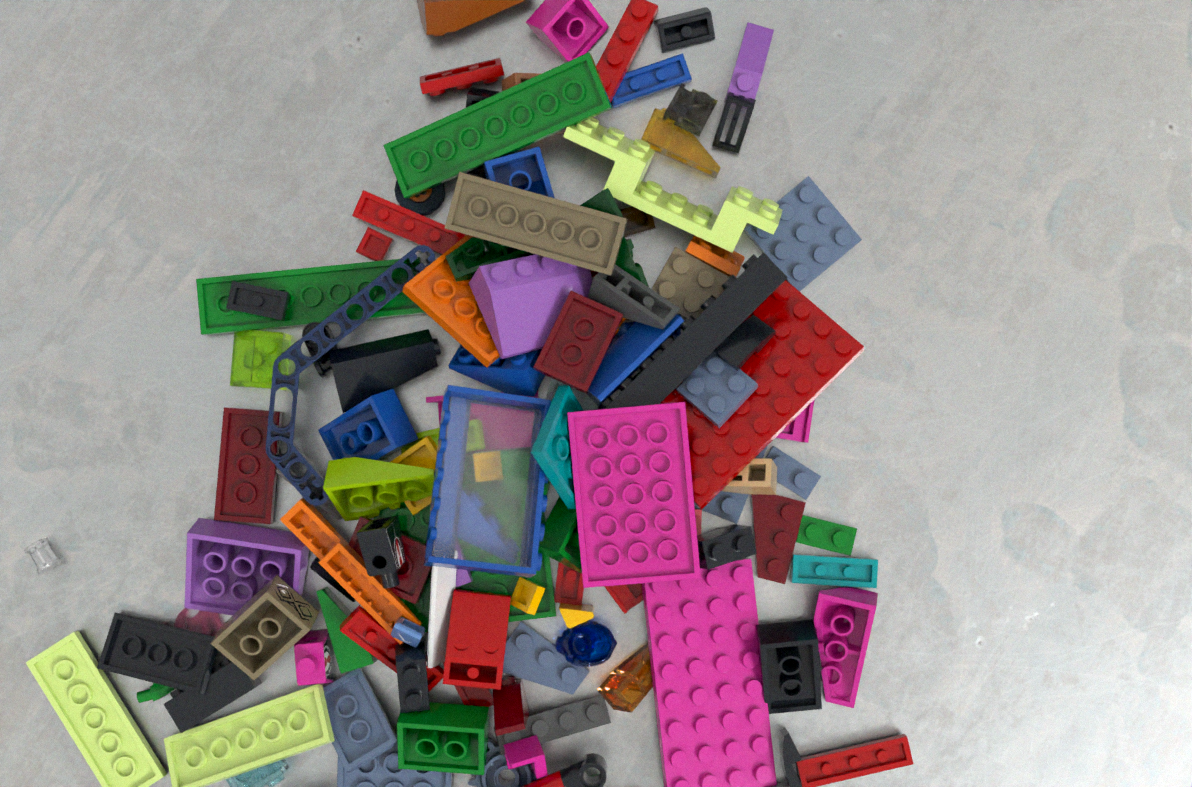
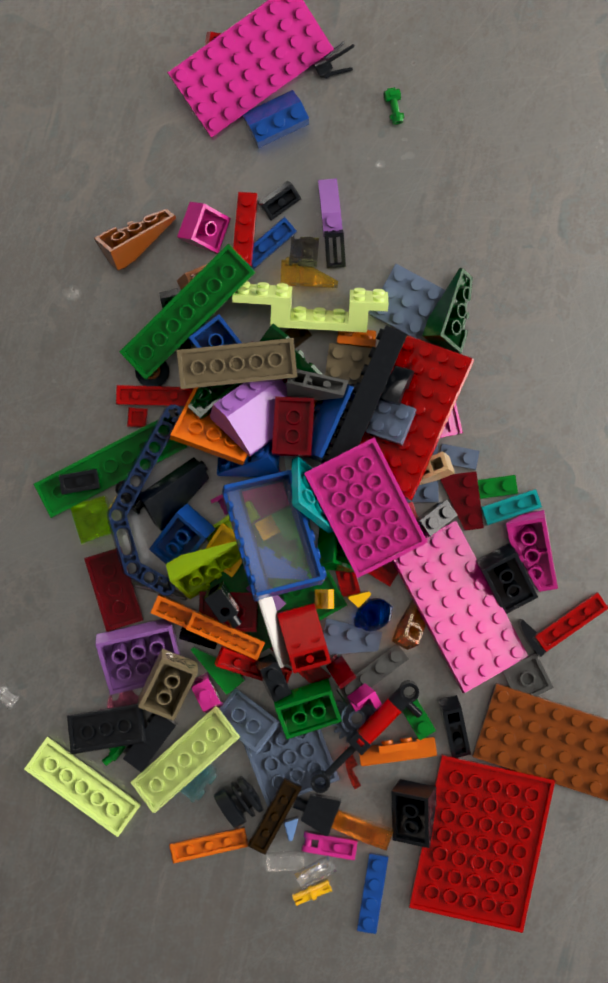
camera: 20 degrees left, 0 degrees up
(407, 631) = (259, 650): medium blue slope -> none
(461, 77) = (150, 287): red plate -> none
(849, 280) = (447, 321): none -> dark green wedge

